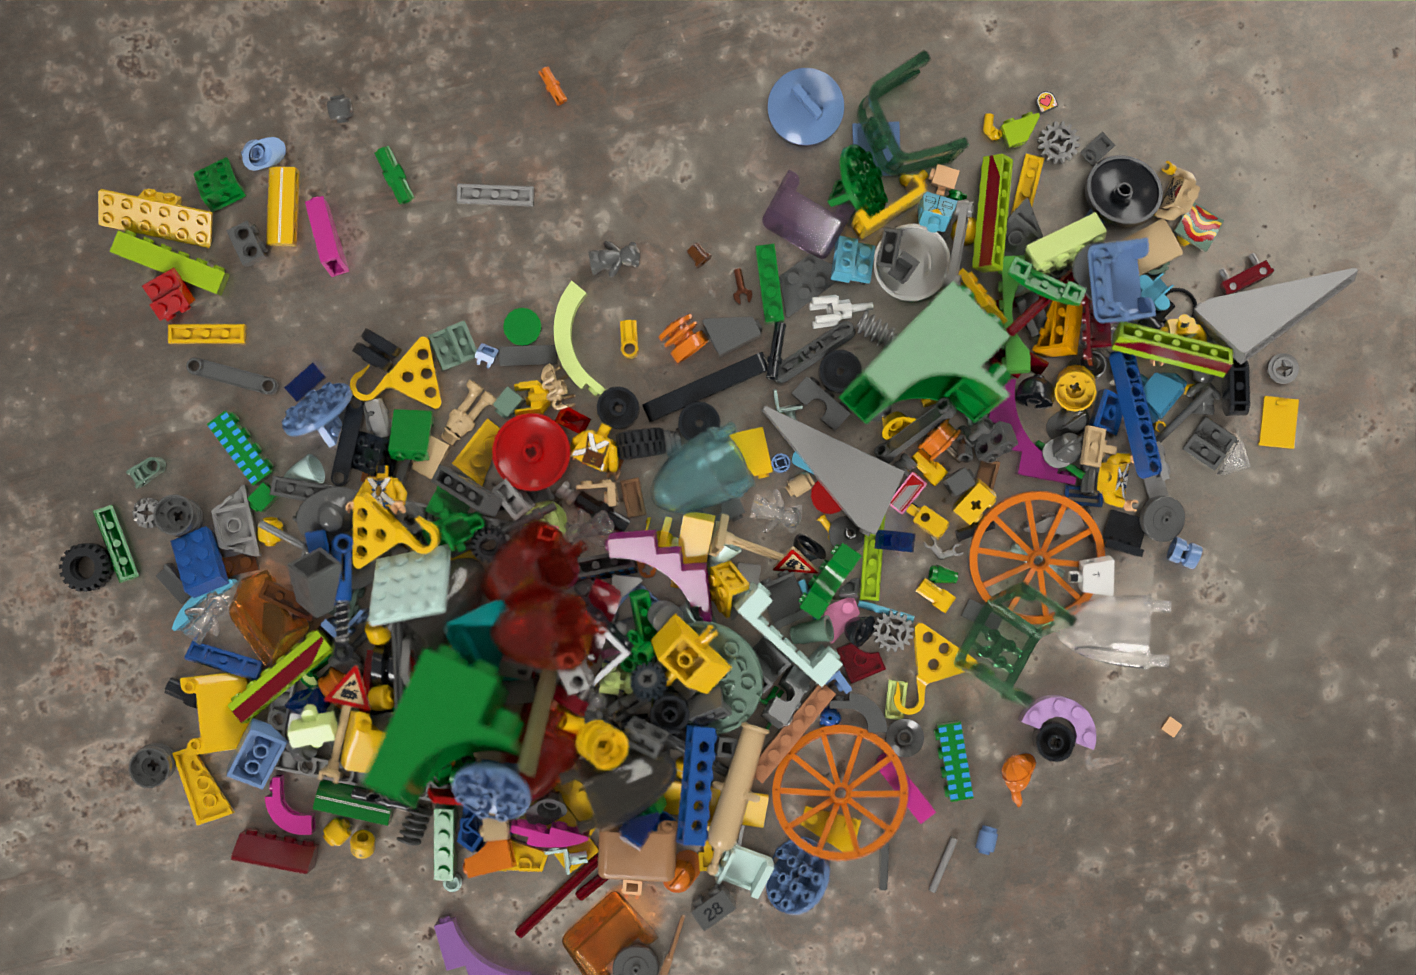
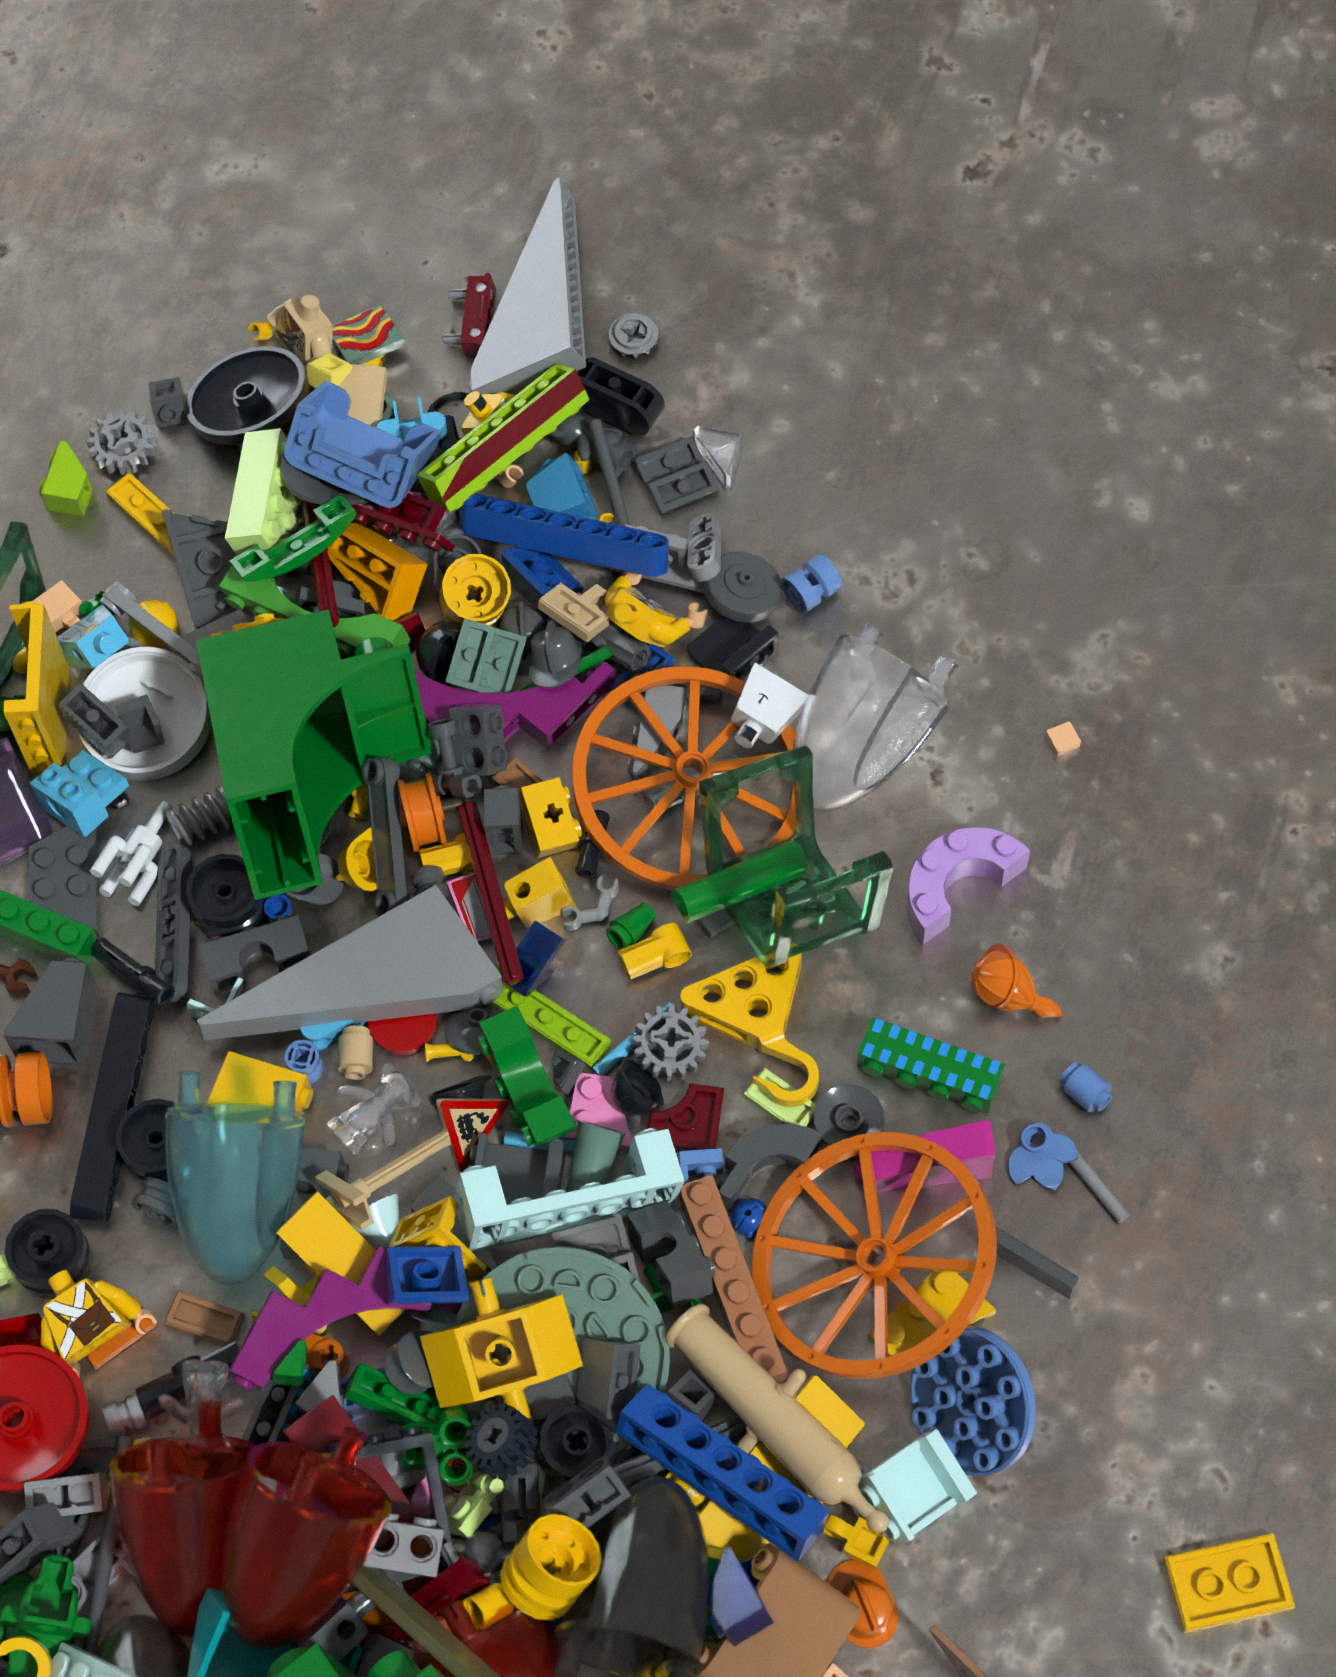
camera: 55 degrees left, 25 degrees down
(479, 536) = (89, 1590): black tyre -> none
(610, 495) = (151, 1341): tan bracket -> none
(628, 564) = (292, 1368): none -> green slope
(640, 443) = (124, 1244): black tyre -> none
(702, 600) = (426, 1276): none -> blue slope
(712, 906) = (947, 1574): dark grey brick -> none
(916, 500) = (490, 894): none -> dark red axle
(937, 839) = (1041, 1161): none -> medium blue plate
(989, 129) = (37, 520): yellow arm -> none
(992, 213) = (152, 569): lime brick -> none
(993, 618) = (740, 881): none -> green brick
(1041, 417) = (485, 658): none -> sand green slope
(1045, 102) = (55, 429): tile -> none
(1063, 745) = (984, 921): black brick -> none
(1161, 226) = (328, 368): none -> light yellow slope
(1169, 493) = (704, 547): none -> light grey beam
(1278, 422) = (705, 379): yellow container -> none

